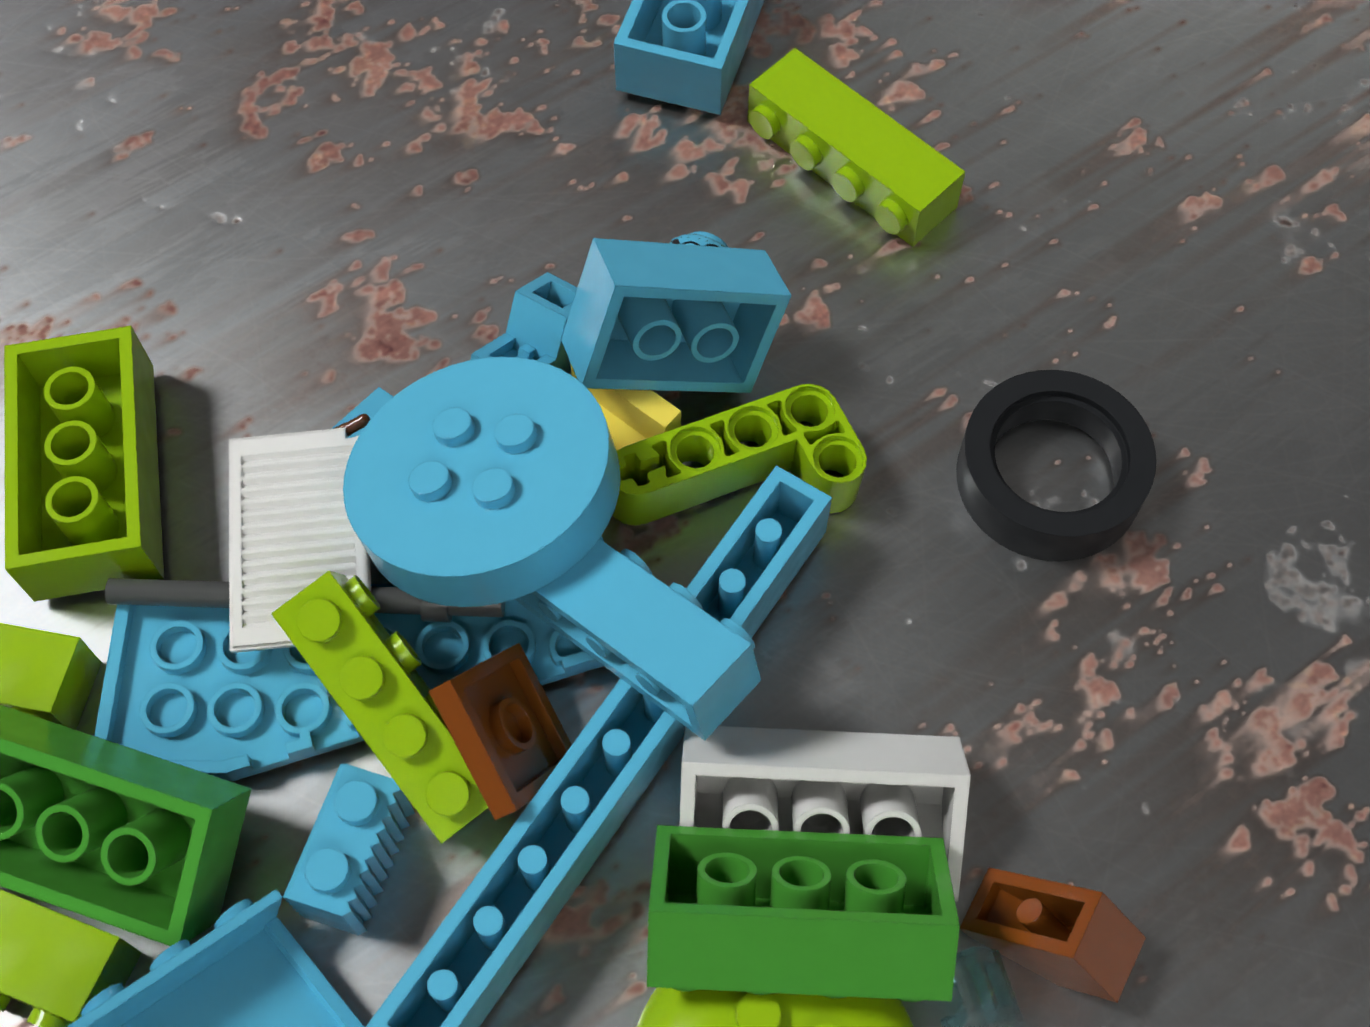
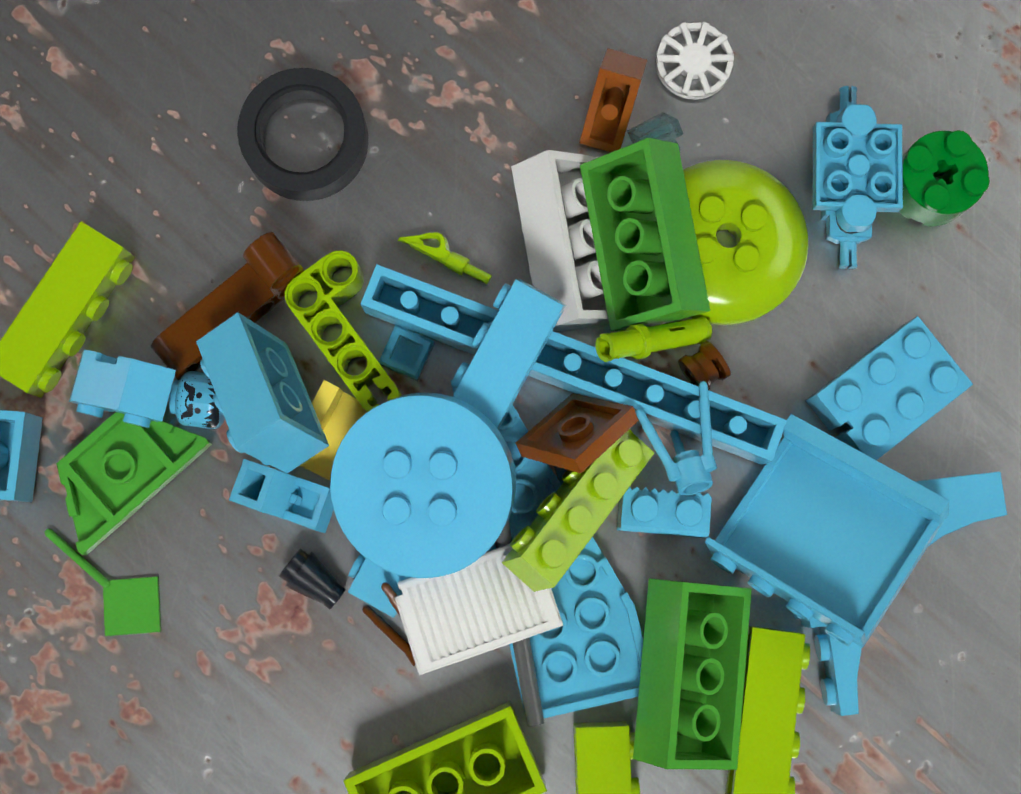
camera: 105 degrees left, 20 degrees up
(392, 883) = (687, 468): none -> medium azure plant
(416, 357) = (311, 578): none -> black cone
(463, 170) = (129, 604): none -> bright green piece
(564, 975) = (704, 365): none -> reddish brown wheel
(624, 862) = (640, 340): none -> lime pin
(626, 174) = (120, 472): none -> bright green wing
(693, 538) = (406, 352): none -> medium azure tile
(729, 180) = (121, 386): none -> medium azure brick
(824, 343) = (249, 291): none -> reddish brown beam
(829, 631) = (442, 254): none -> lime hand

